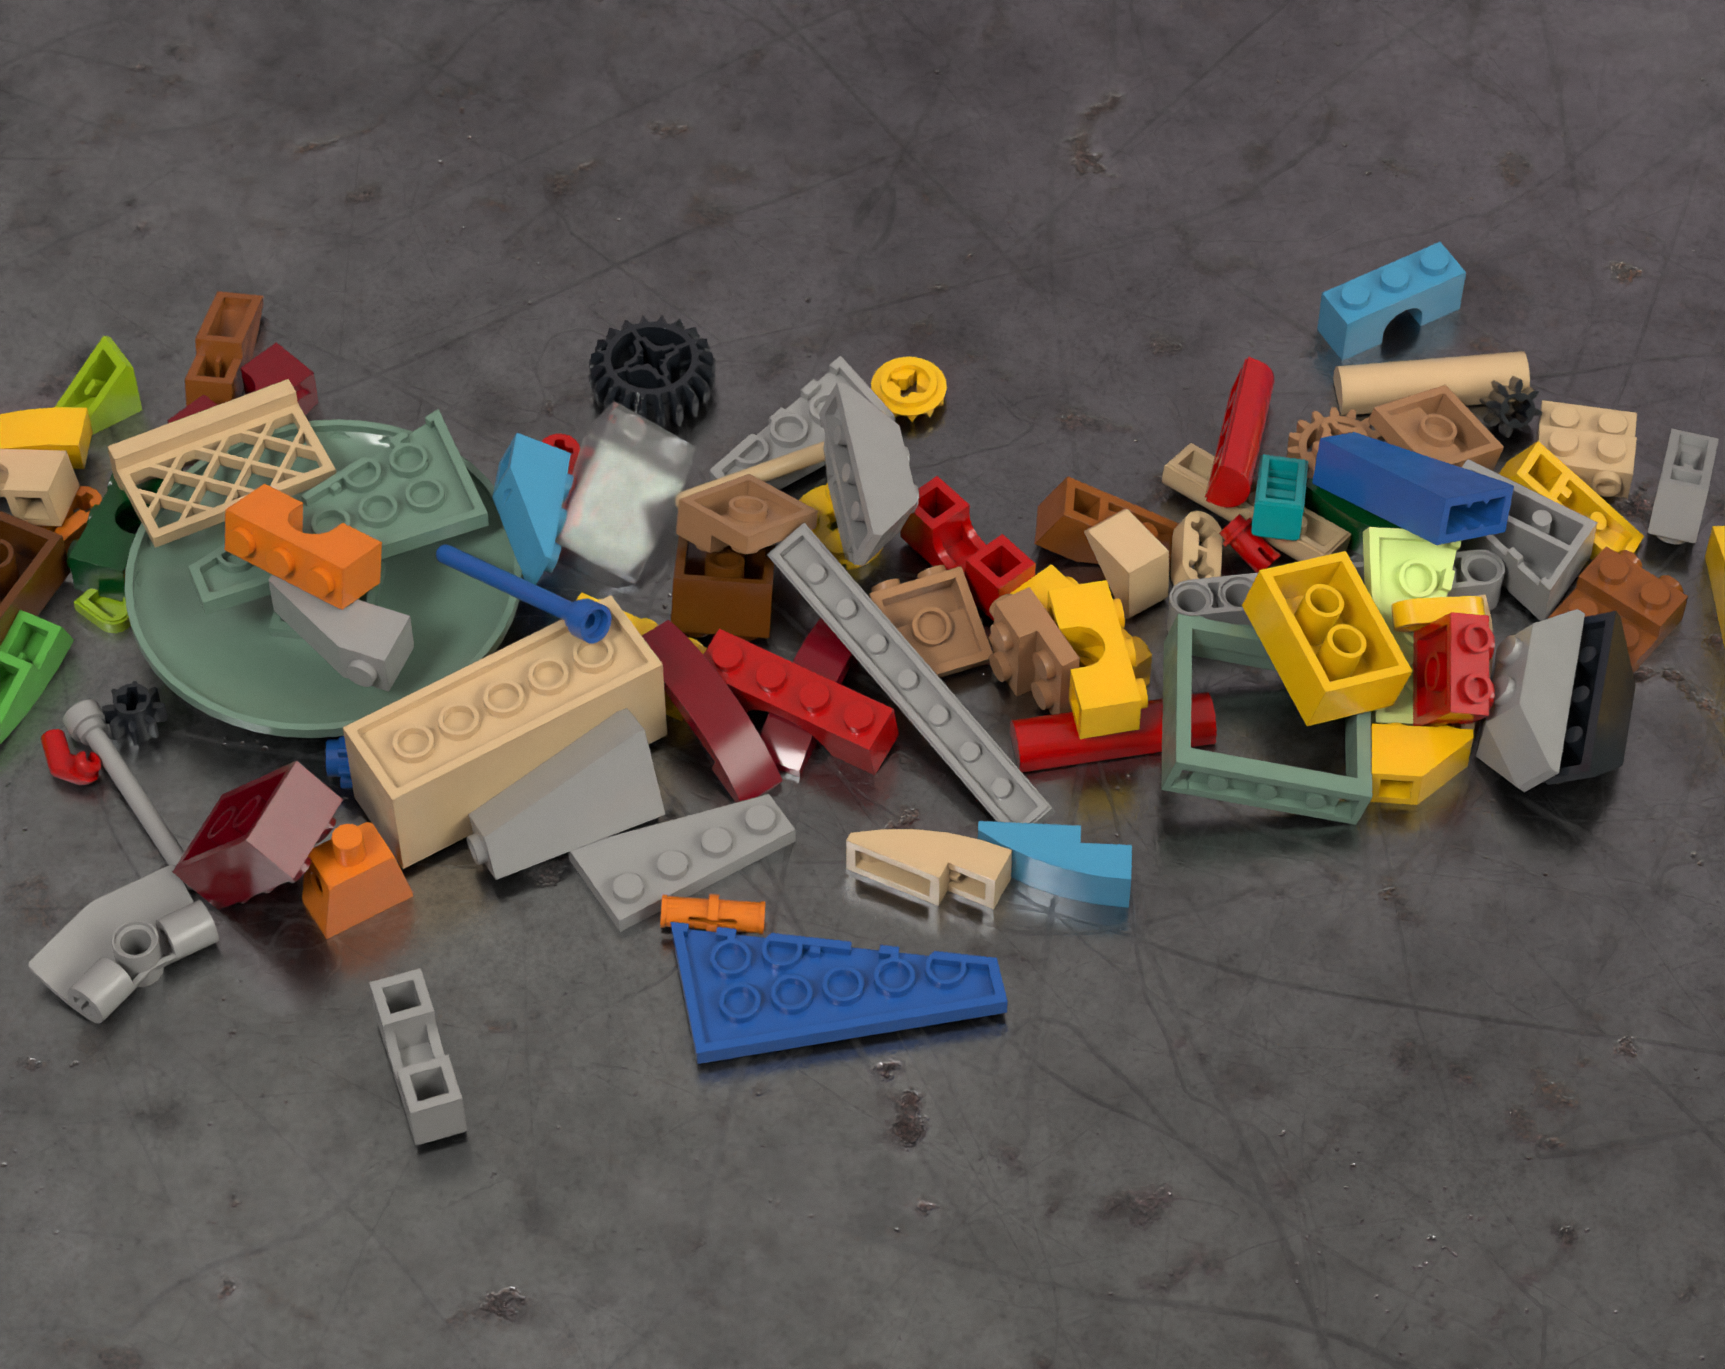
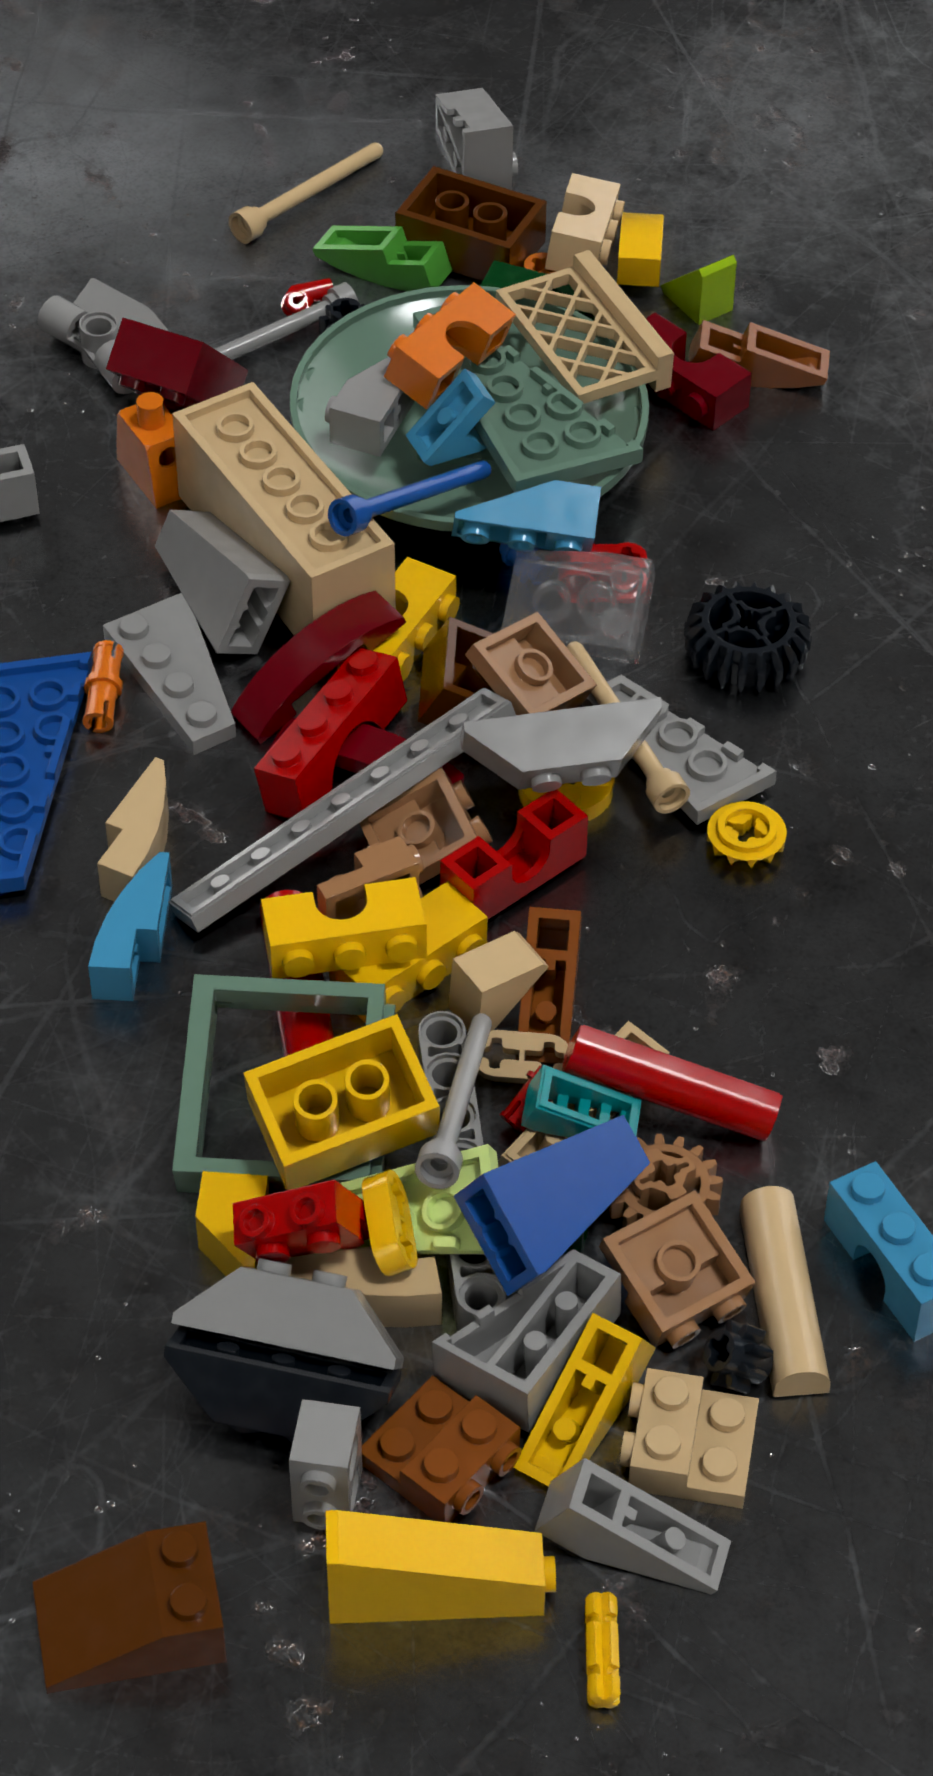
camera: 90 degrees right, 5 degrees down
(401, 581) = (448, 425): none -> dark azure slope
(1389, 561) = (440, 1159): none -> light grey piece
(1672, 670) = (325, 1461): none -> light grey brick

